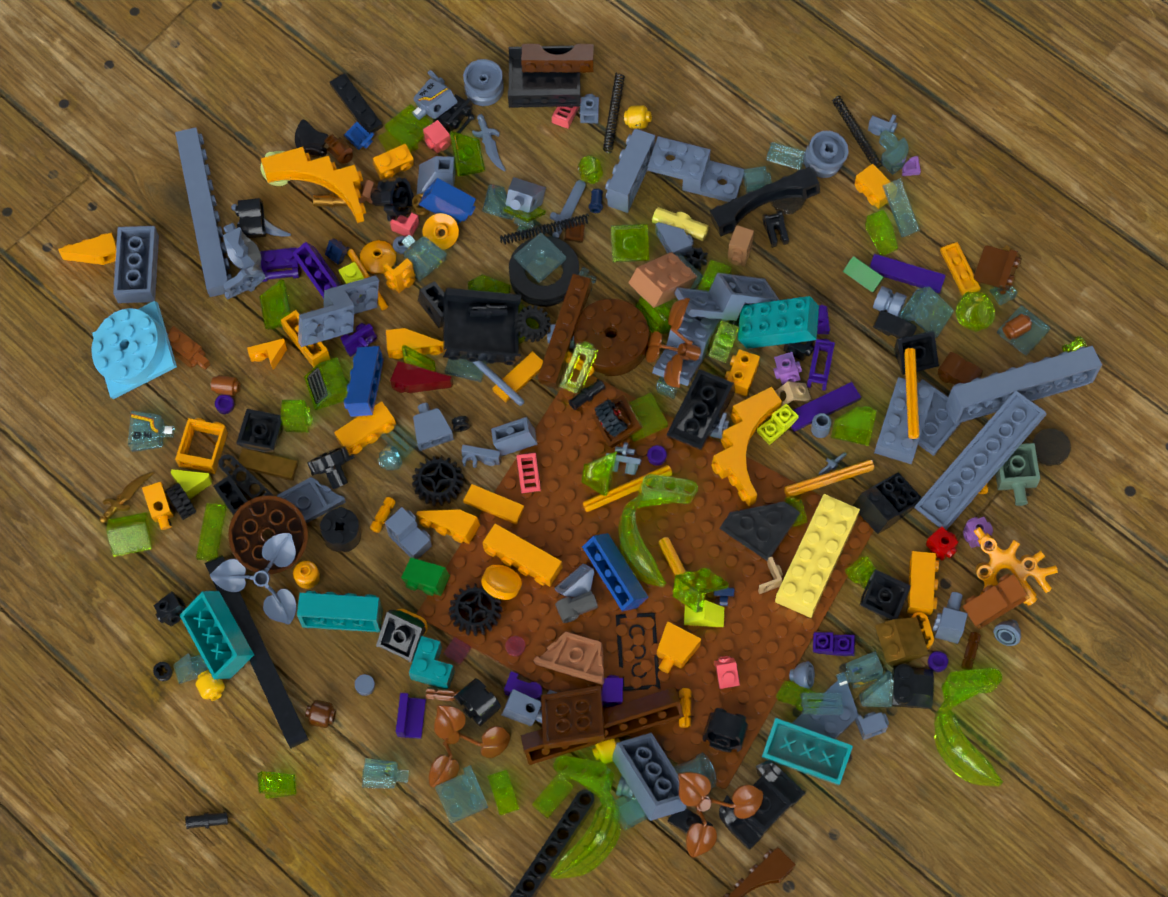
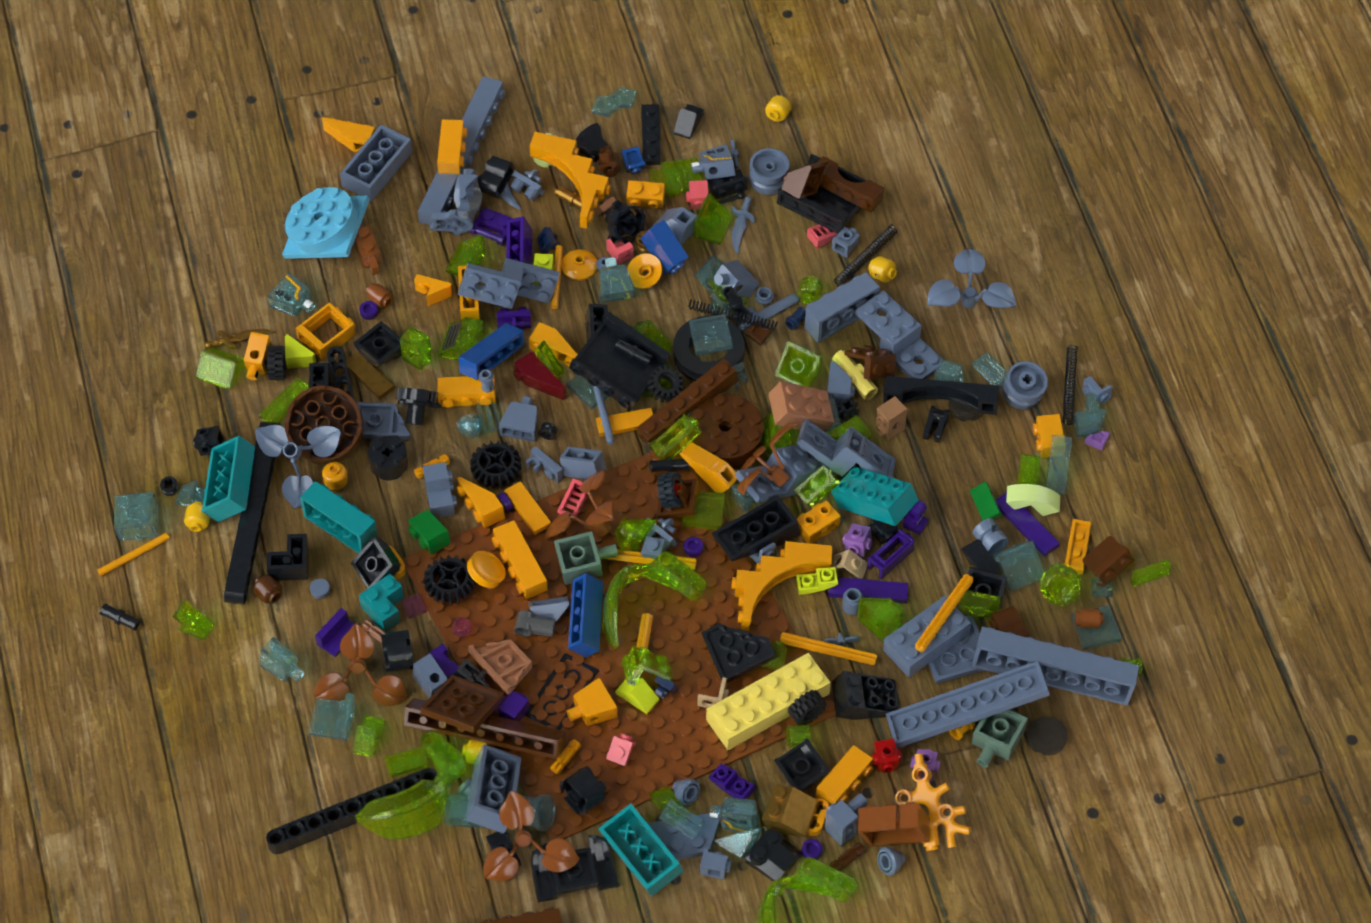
camera: 30 degrees right, 10 degrees down
(155, 718) = (136, 516): none -> clear light blue brick
(175, 754) = (133, 554): none -> light orange bar
(196, 213) = (451, 146): none -> light orange brick
(291, 209) = (533, 188): none -> sand blue hips
(306, 88) = (608, 104): none -> clear light blue tile
(327, 677) = (291, 563): none -> black brick
(380, 74) = (688, 121): none -> slope
(382, 410) = (486, 378): none -> sand blue pin
(400, 277) = (583, 286): light orange bracket -> none
(449, 21) = (778, 108): none -> yellow head
(470, 509) = (505, 501): none -> dark purple tile
(524, 74) = (805, 180): none -> reddish brown slope
(540, 216) = (735, 301): none -> black pin
(555, 192) = (764, 291): none -> sand blue plate
(555, 683) = (472, 673): none -> black slope
(569, 480) = (597, 520): none -> dark orange plant
(574, 522) = (581, 556): none -> sand green brick
(625, 377) = (710, 468): none -> light orange slope
(628, 477) = (653, 547): none -> sand blue plate
(693, 198) = (878, 362): none -> reddish brown bracket
(715, 111) = (970, 261): none -> sand blue plant
(855, 542) = (807, 707): none -> black tyre
(905, 245) = (1041, 498): none -> yellowish green brick
(926, 365) = (979, 604): none -> clear neon green slope
(1034, 258) = (1150, 573): none -> clear neon green tile

